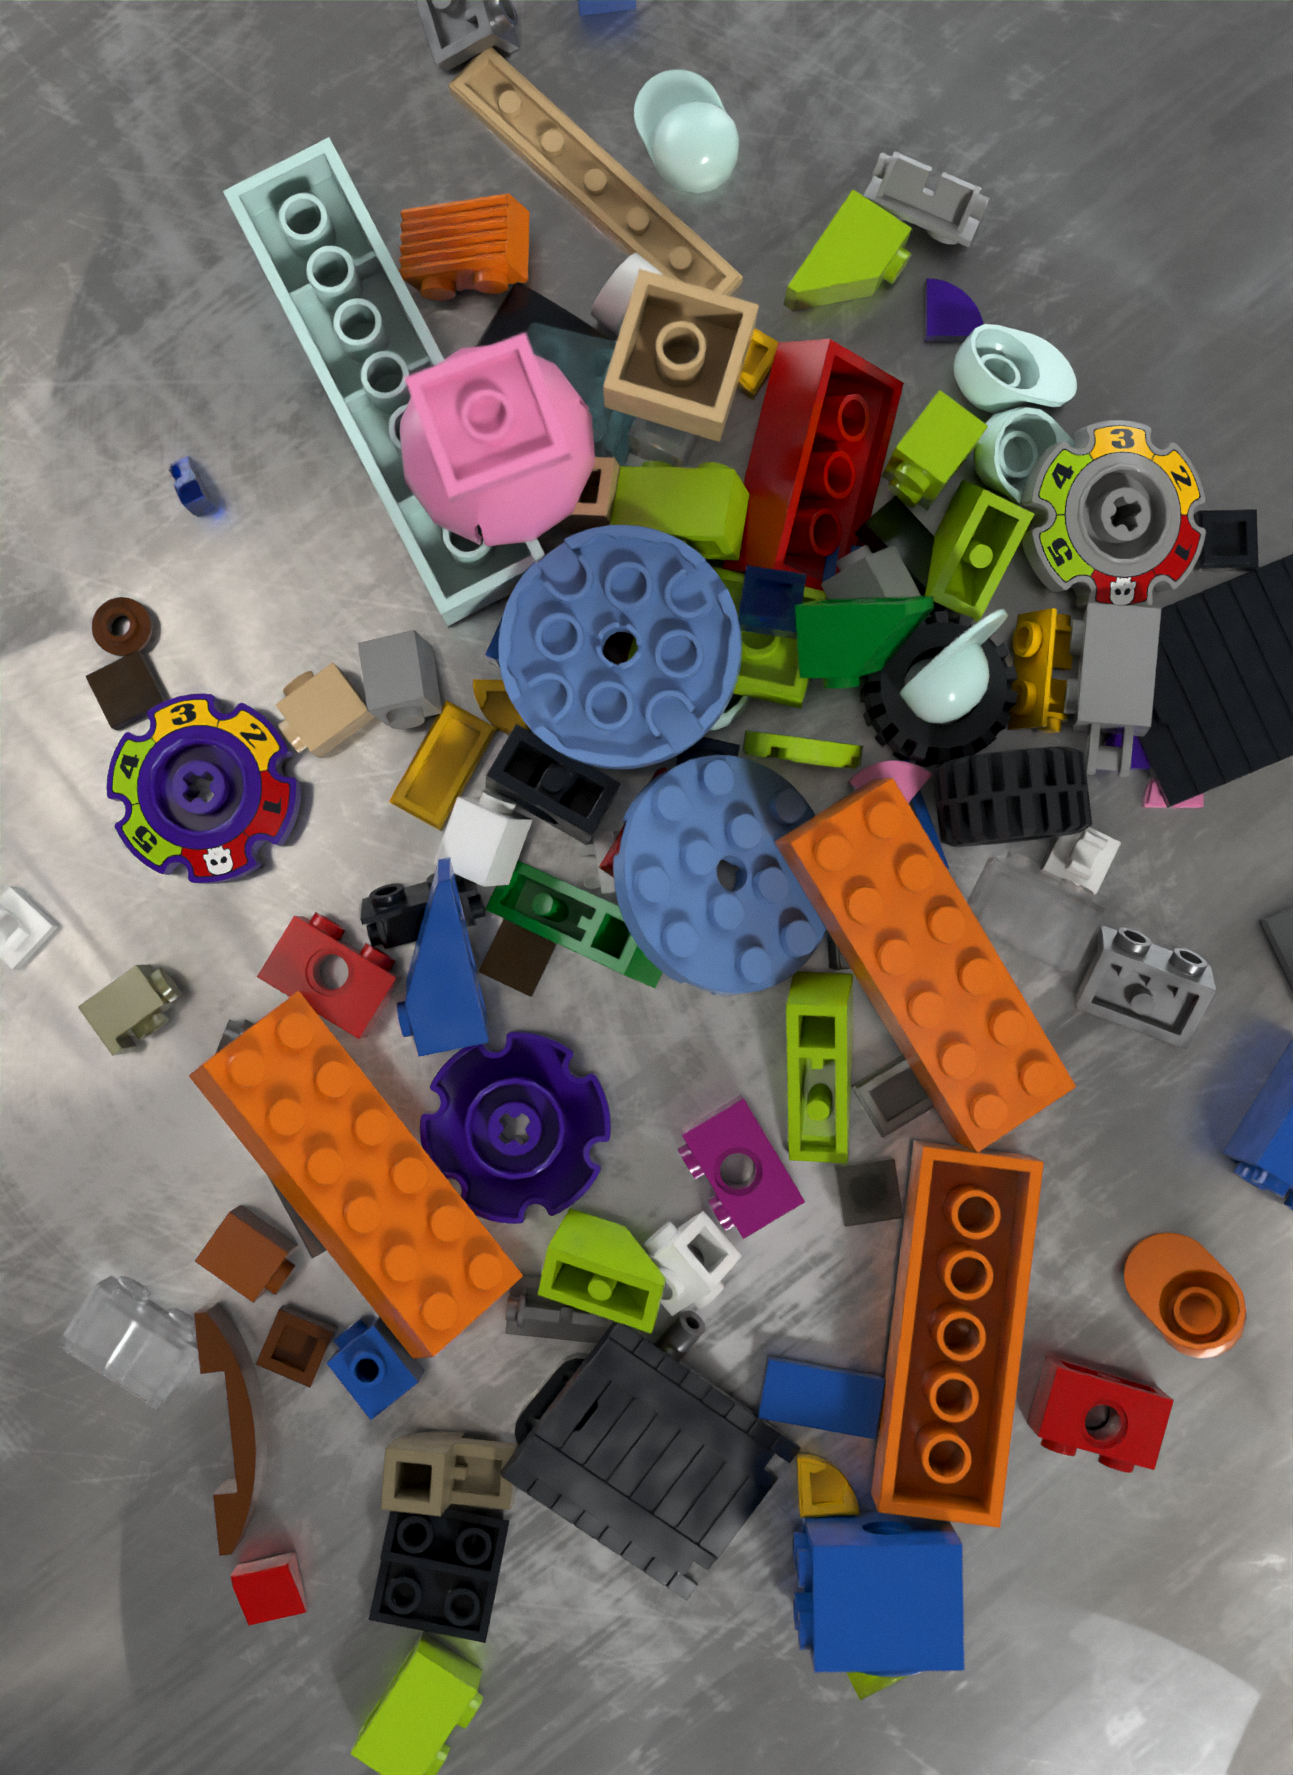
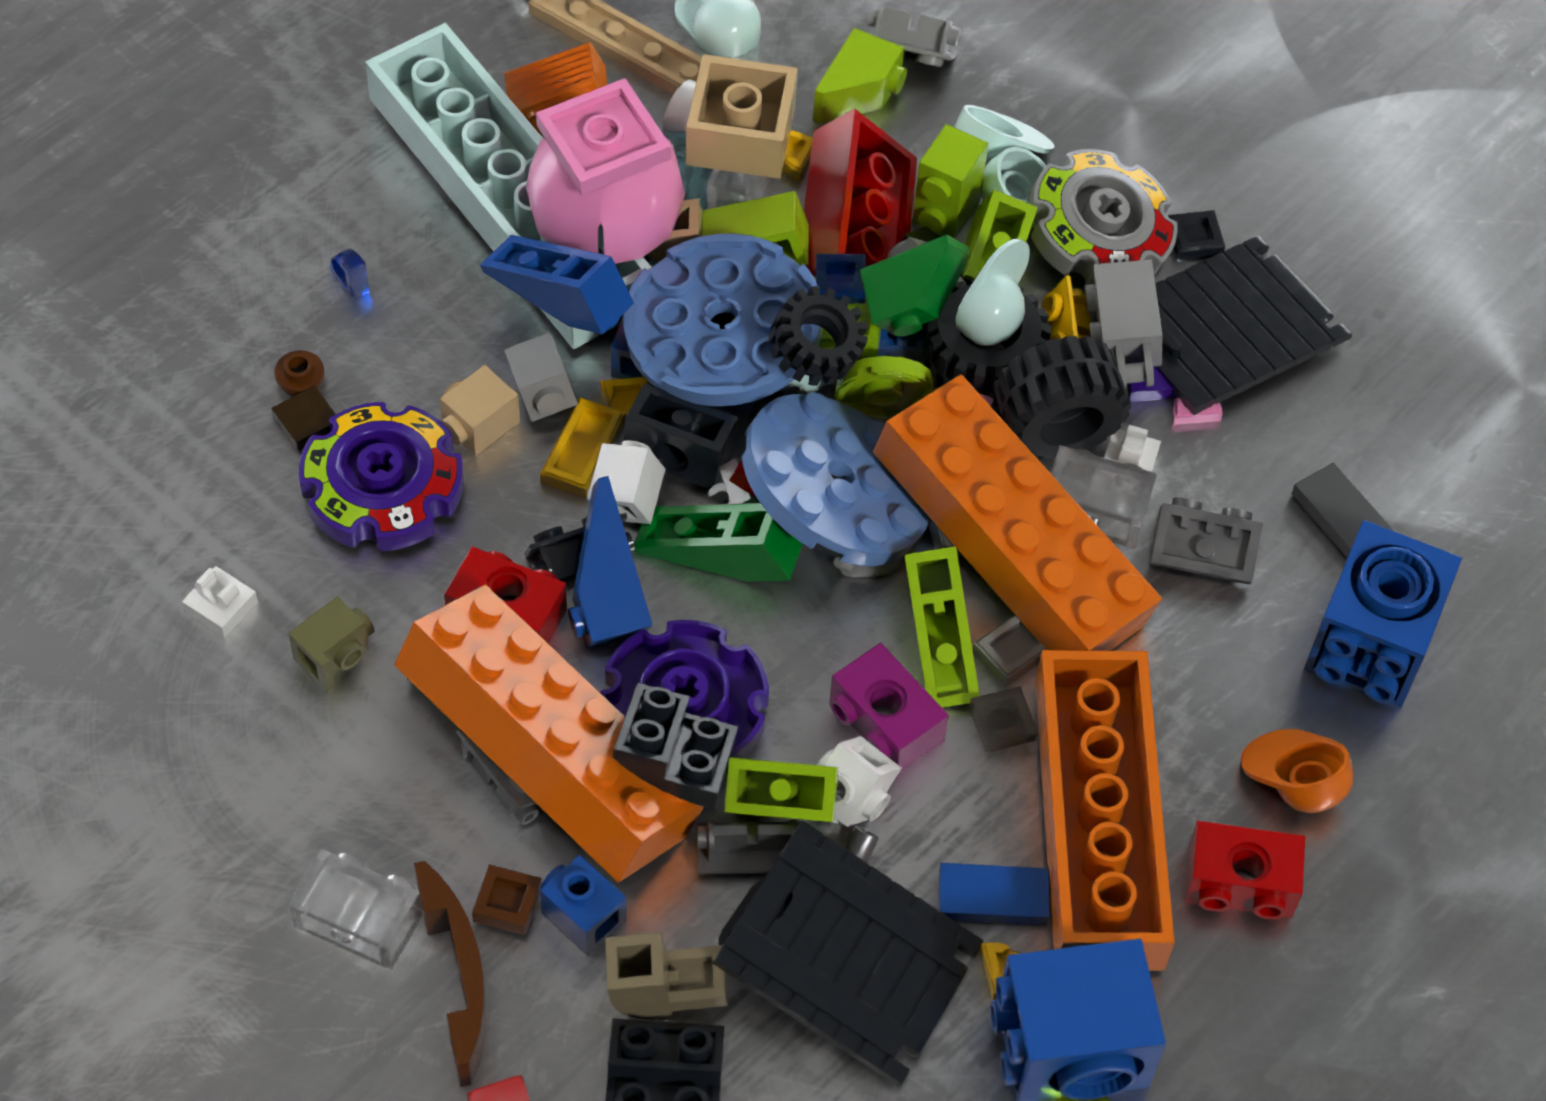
camera: 10 degrees left, 30 degrees down
(248, 1254) = (455, 825): dark orange brick -> none
(424, 579) = (563, 281): none -> blue slope
(488, 1229) = (674, 748): none -> black slope
(517, 958) = (668, 578): dark brown tile -> none
(761, 719) = (831, 316): none -> black tyre
(948, 312) = (940, 108): dark purple tile -> none

